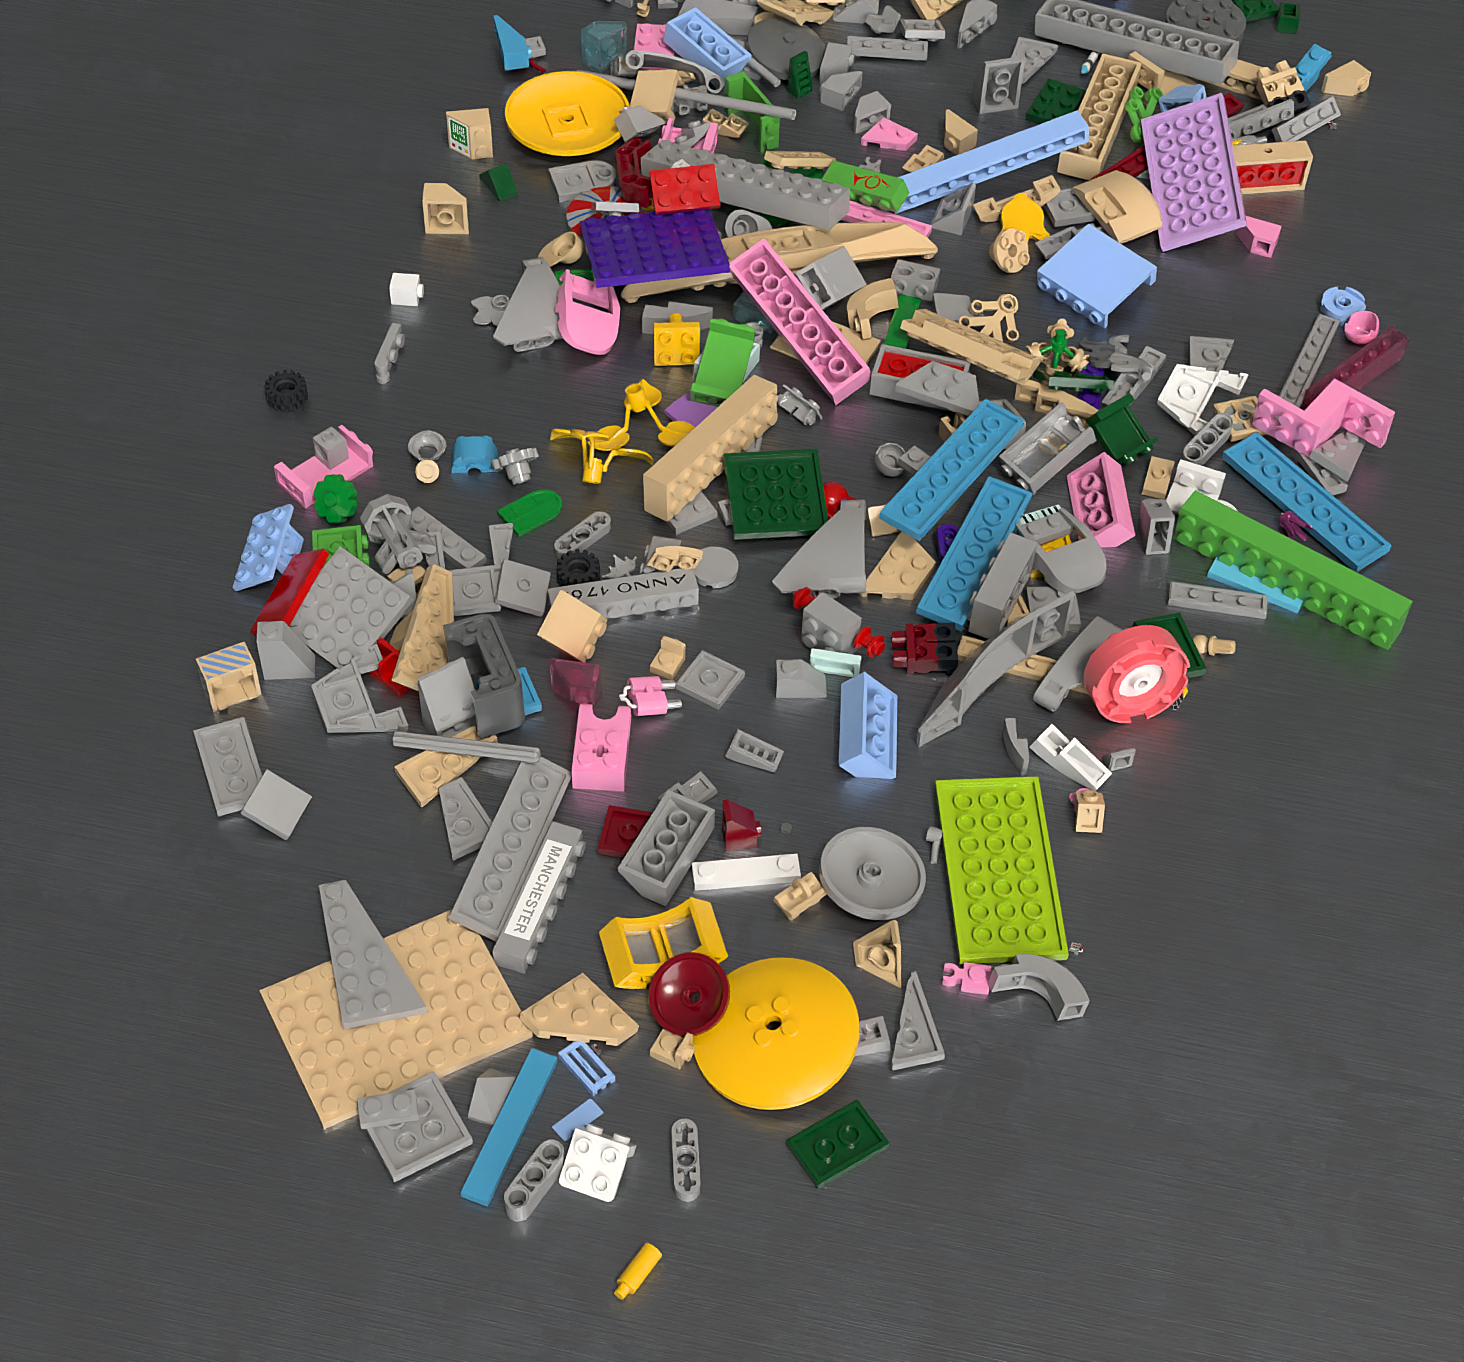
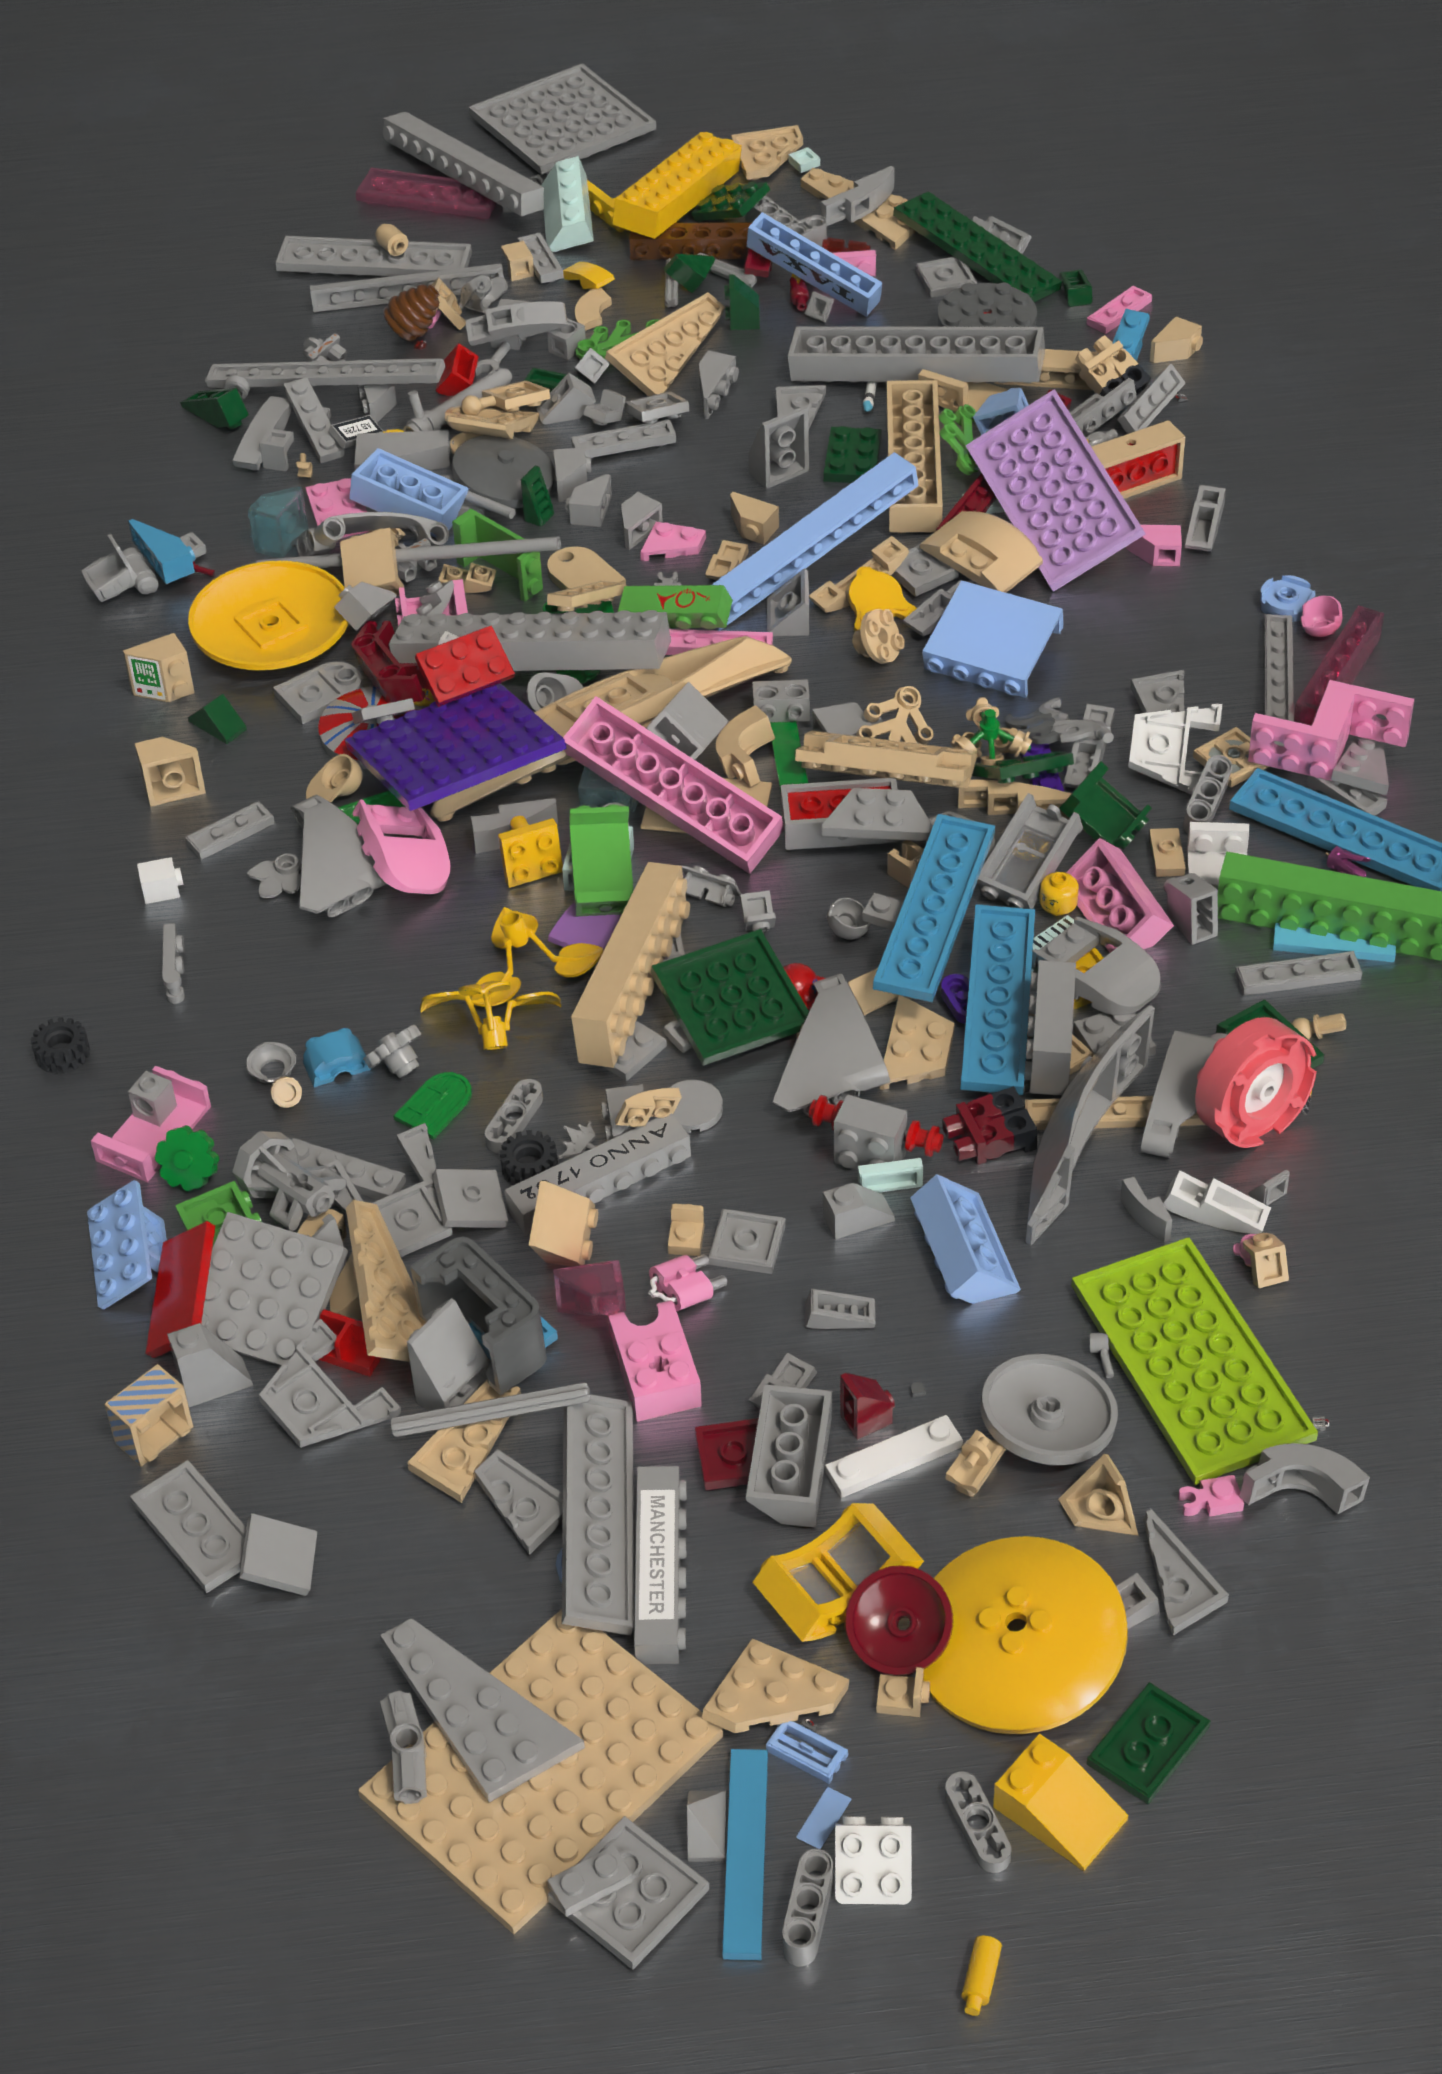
camera: 15 degrees left, 5 degrees down
(298, 983) = (408, 1763): none -> light grey piece
(473, 266) = (229, 830): none -> light grey tile
(475, 52) = (119, 572): none -> light grey piece
(749, 1166) = (1058, 1803): none -> yellow slope
(813, 140) = (583, 568): none -> tan tile
(826, 435) = (757, 911): none -> light grey bracket
(1058, 486) = (1059, 893): none -> yellow head
(1306, 225) = (1205, 518): none -> light grey slope
(1326, 39) = (1111, 314): none -> bright pink tile

